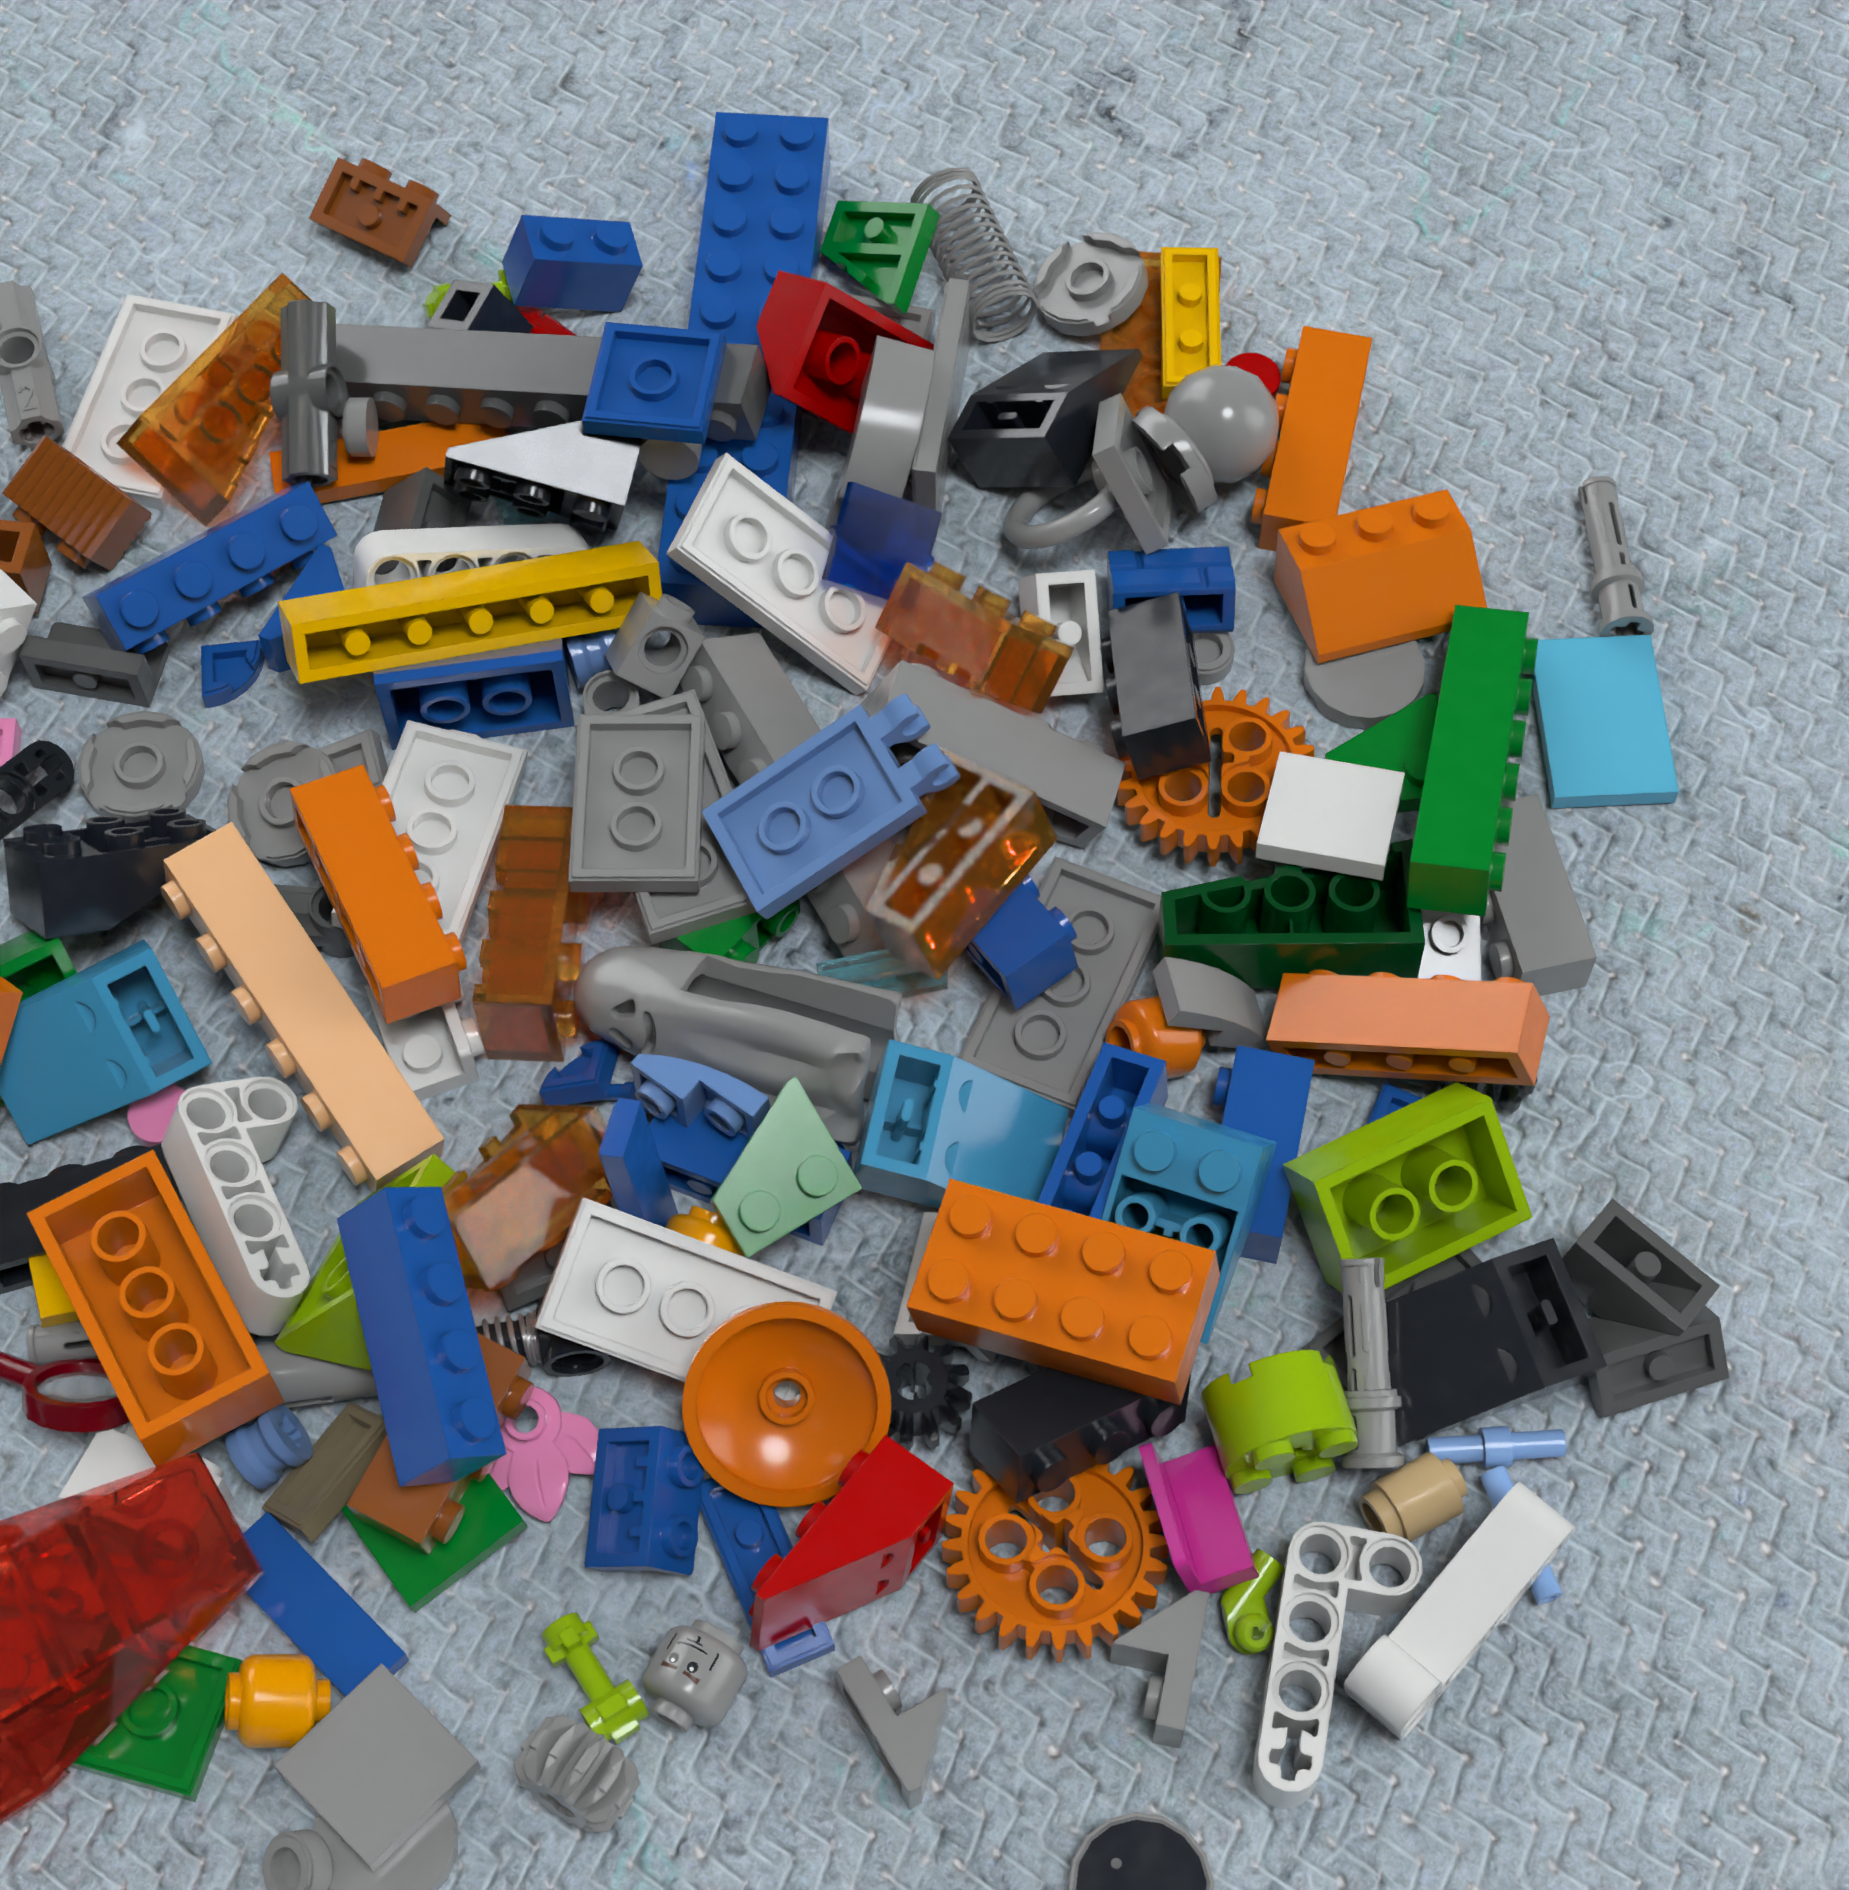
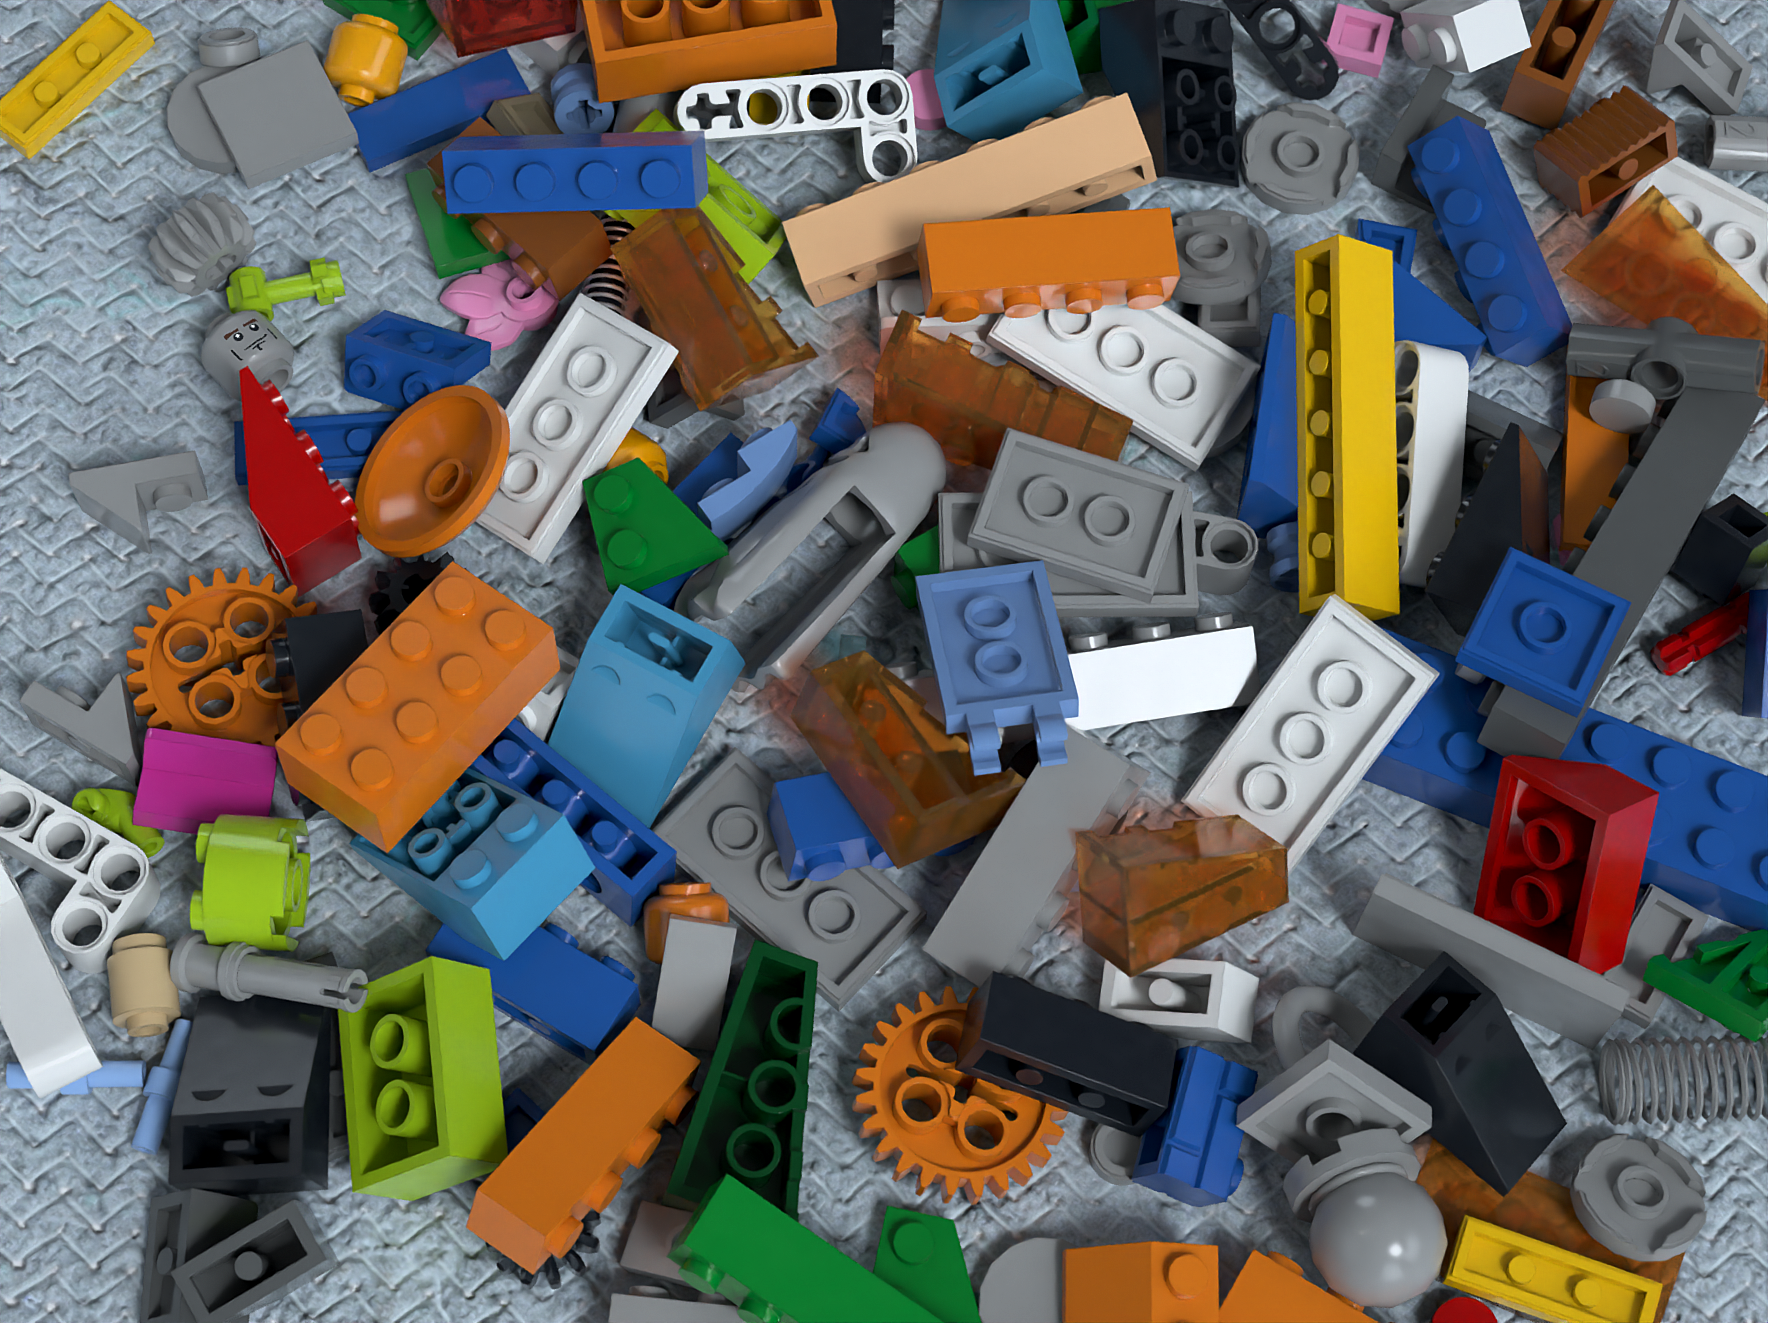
camera: 105 degrees right, 5 degrees up
(635, 1165) = (683, 402): blue tile -> none
(660, 668) = (1264, 589): light grey brick -> none
(877, 538) = (1327, 838): clear blue piece -> none
(886, 420) = (1456, 869): light grey arch -> none
(1330, 815) = (848, 1161): white tile -> none

